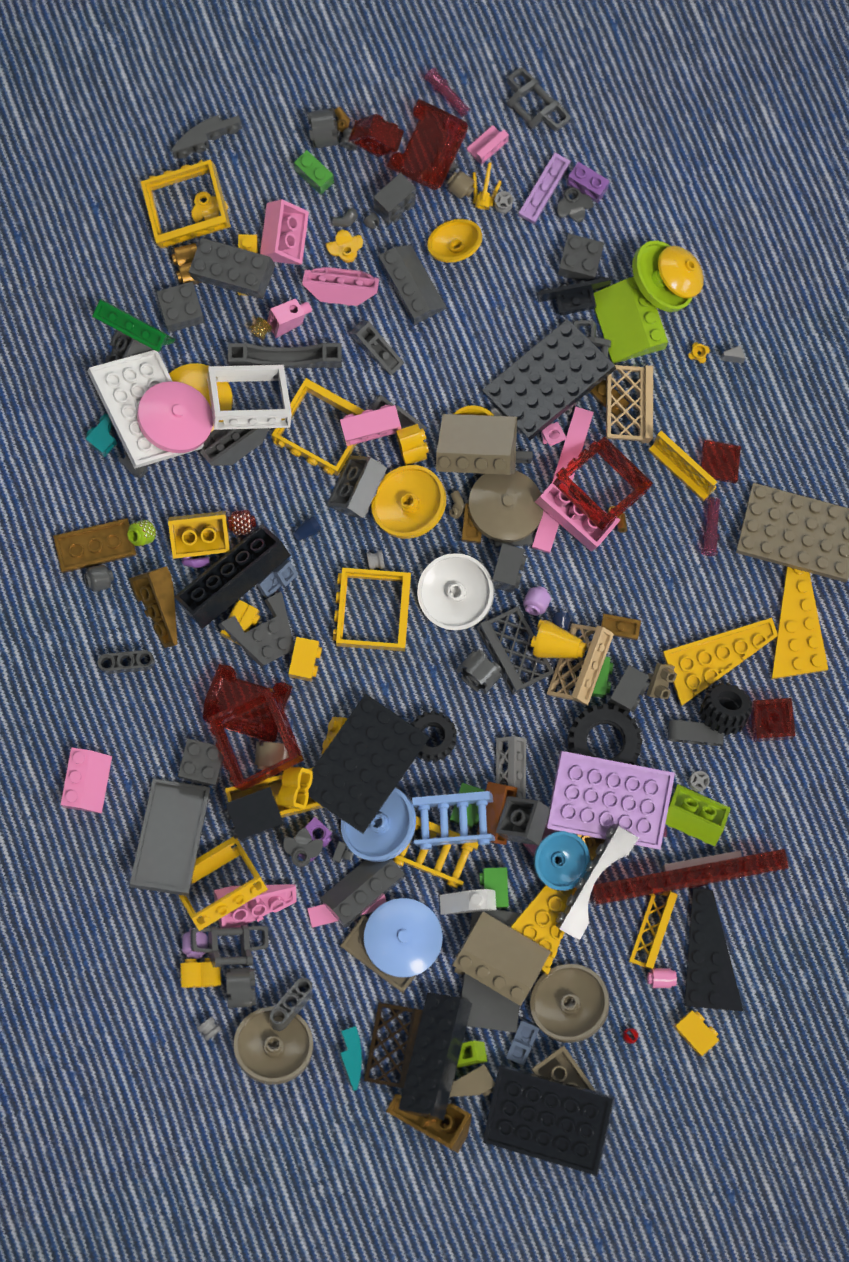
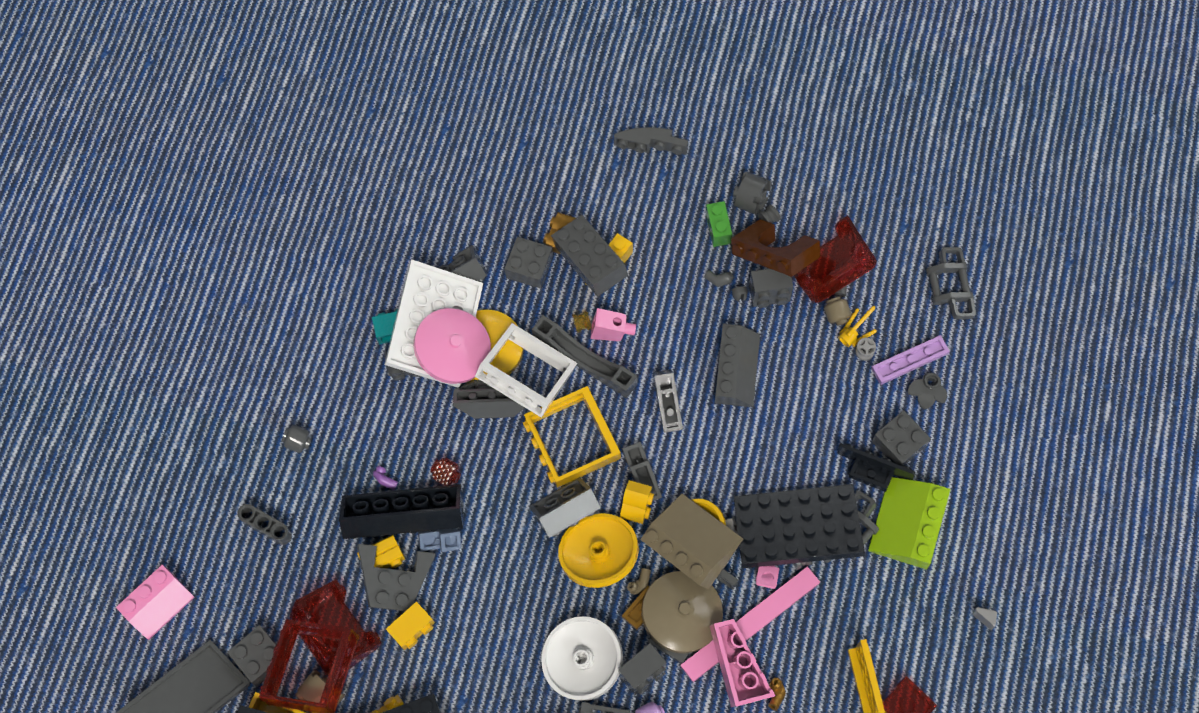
camera: 45 degrees right, 10 degrees down
(94, 545) = (316, 410): pearl gold tile -> none
(131, 326) = (476, 251): green fence -> none
(141, 533) = (358, 424): lime head -> none
(157, 594) = (332, 479): pearl gold wedge -> none
(192, 231) = (587, 209): yellow window -> none
(199, 534) = (402, 457): yellow slope -> none
(207, 209) = (611, 200): yellow plate -> none
(284, 232) = (658, 257): bright pink slope -> none
(307, 529) = (497, 515): dark blue cone -> none
(340, 285) = (672, 328): bright pink wedge -> none
(341, 599) = (528, 641): yellow window -> none
(343, 121) = (775, 198): pearl gold arm -> none
(343, 244) = (704, 298): yellow plate -> none
(370, 425) = (611, 460): bright pink brick -> none
(375, 560) = (534, 582): light grey wheel -> none
(376, 135) = (791, 222): clear red brick -> none
(396, 169) = (753, 246): none -> reddish brown arch
(441, 86) = (878, 221): clear pink pin -> none
(455, 240) = (798, 353): yellow dish -> none
(488, 144) = (886, 293): bright pink panel -> none
(588, 182) = (953, 378): medium lavender brick -> none
(599, 394) = (844, 579): pearl gold plate -> none
(620, 464) = (812, 644): clear red window -> none
(645, 404) = (874, 602): tan fence -> none
(649, 279) = (965, 502): lime dish -> none
(680, 272) = (985, 509): yellow dish -> none
(699, 348) = (955, 587): yellow plate -> none

